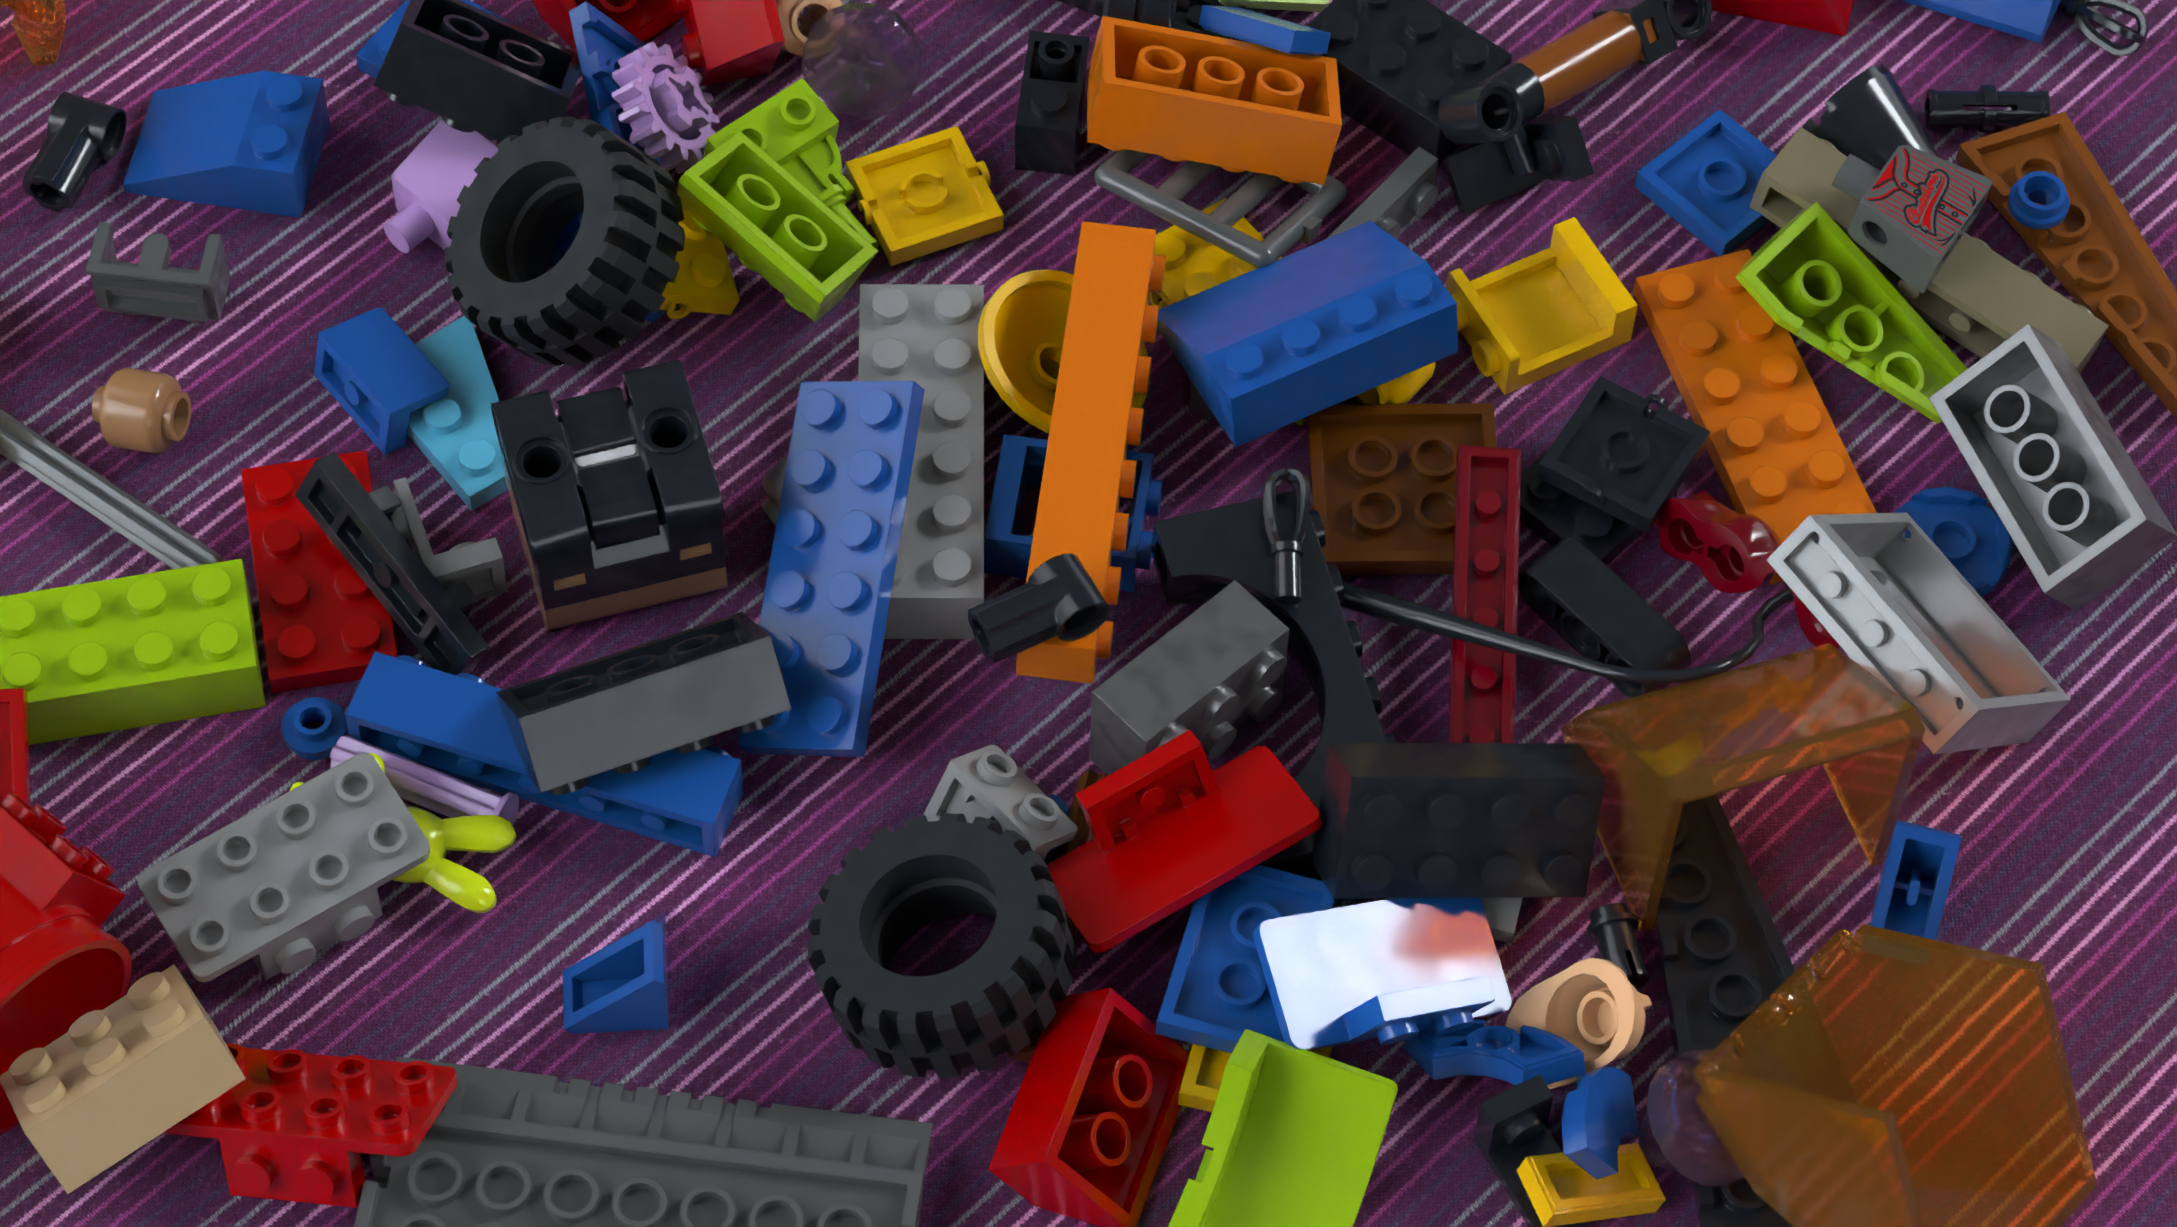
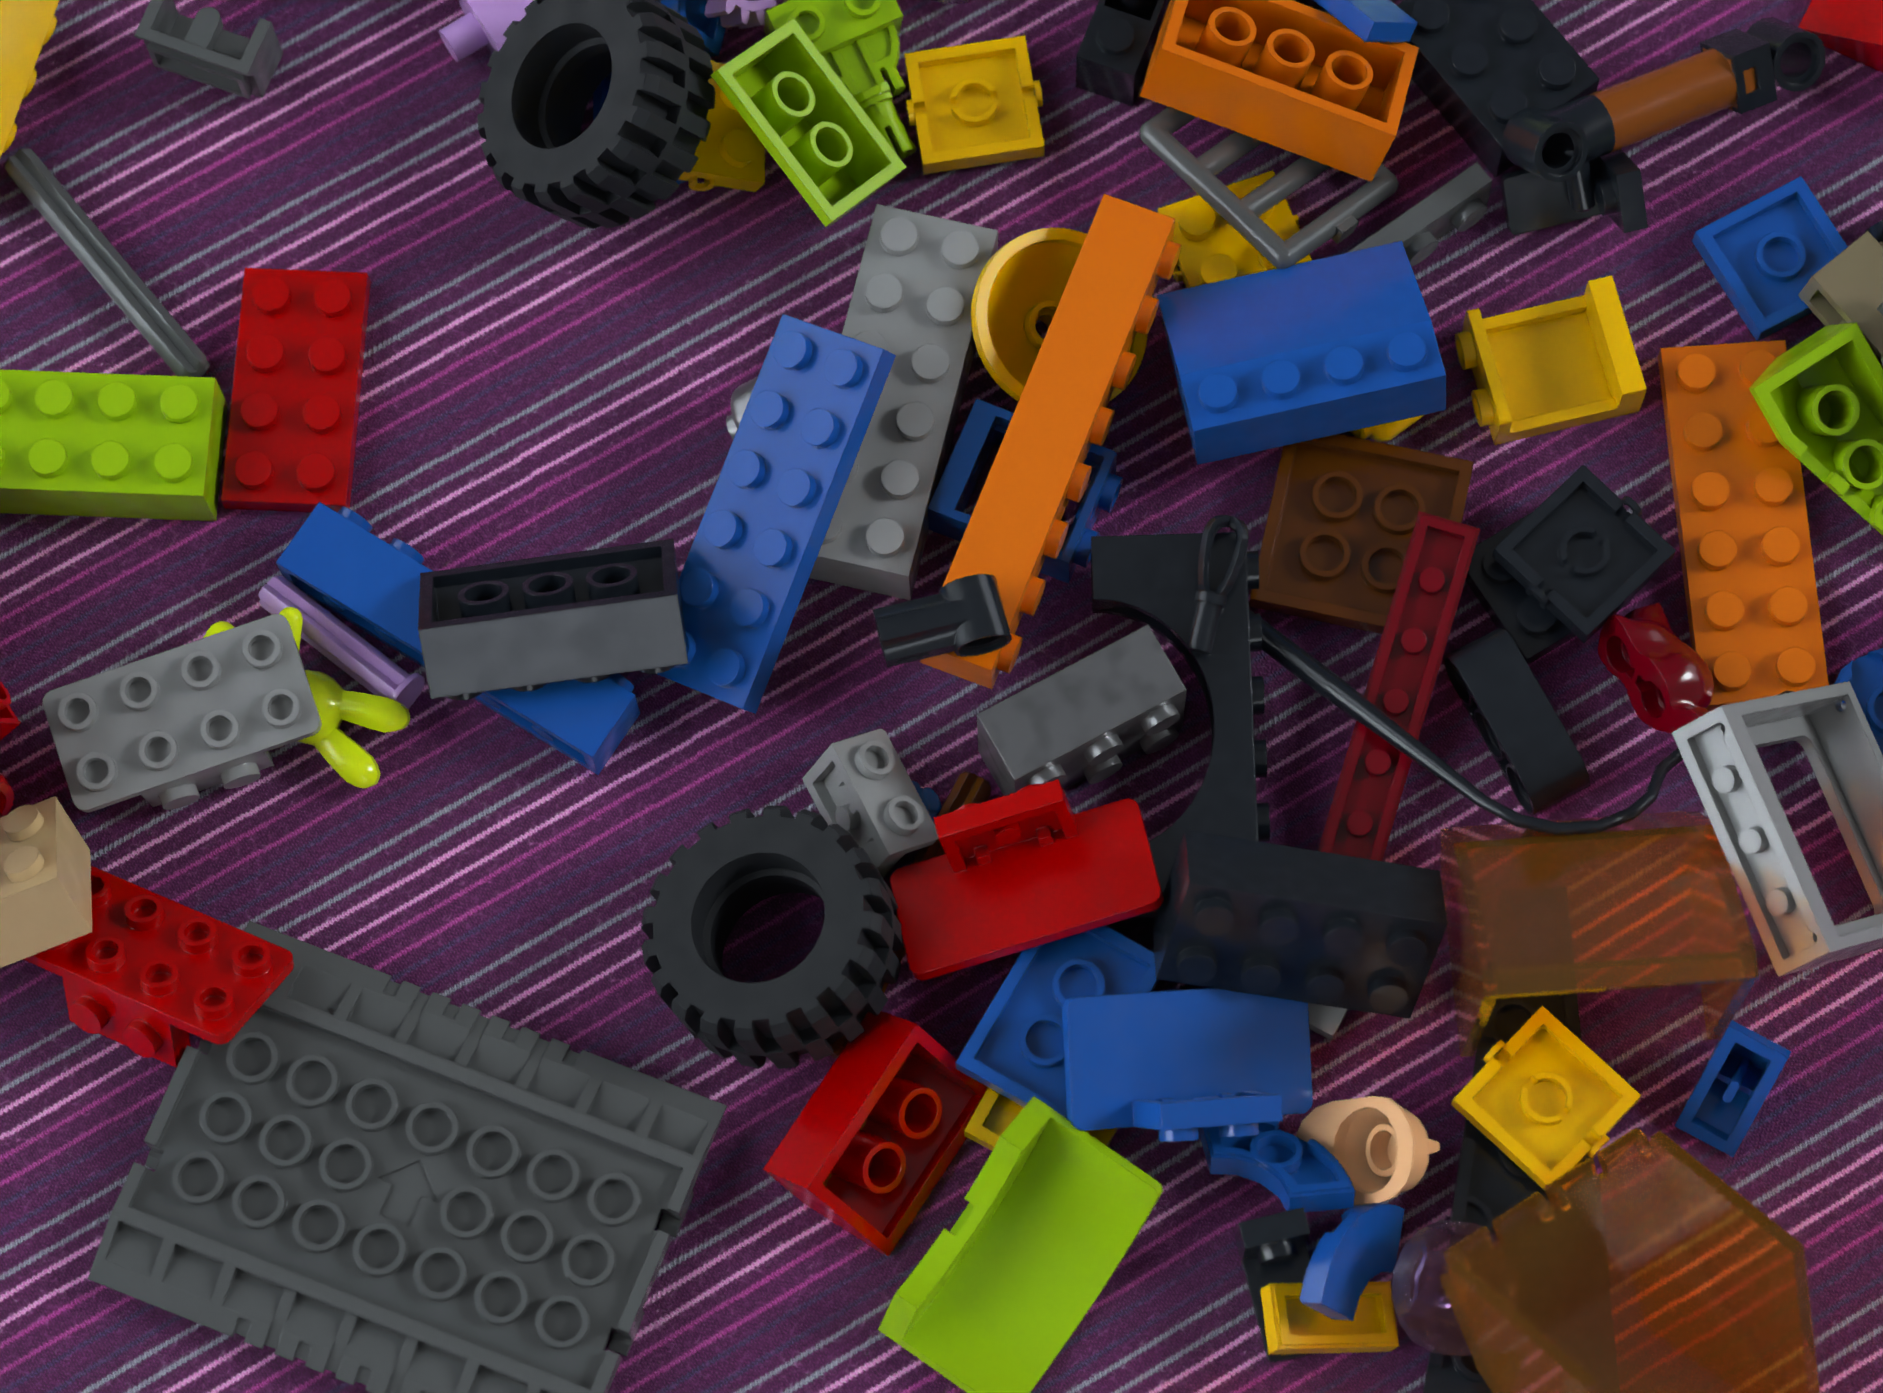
camera: 20 degrees right, 15 degrees up
(142, 410) = (163, 187): medium nougat head -> none
(313, 743) = (256, 575): blue plate -> none
(377, 375) = (396, 195): blue panel -> none
(390, 568) = (333, 372): black hinge -> none
(459, 428) = (460, 244): medium azure wing -> none
(470, 562) = (428, 427): light grey bracket -> none
(613, 496) = (573, 391): black piece -> none
(620, 985) = (477, 890): blue slope -> none
(1616, 940) = (1430, 1073): black pin -> none
(1738, 932) = (1545, 1099): none -> yellow plate

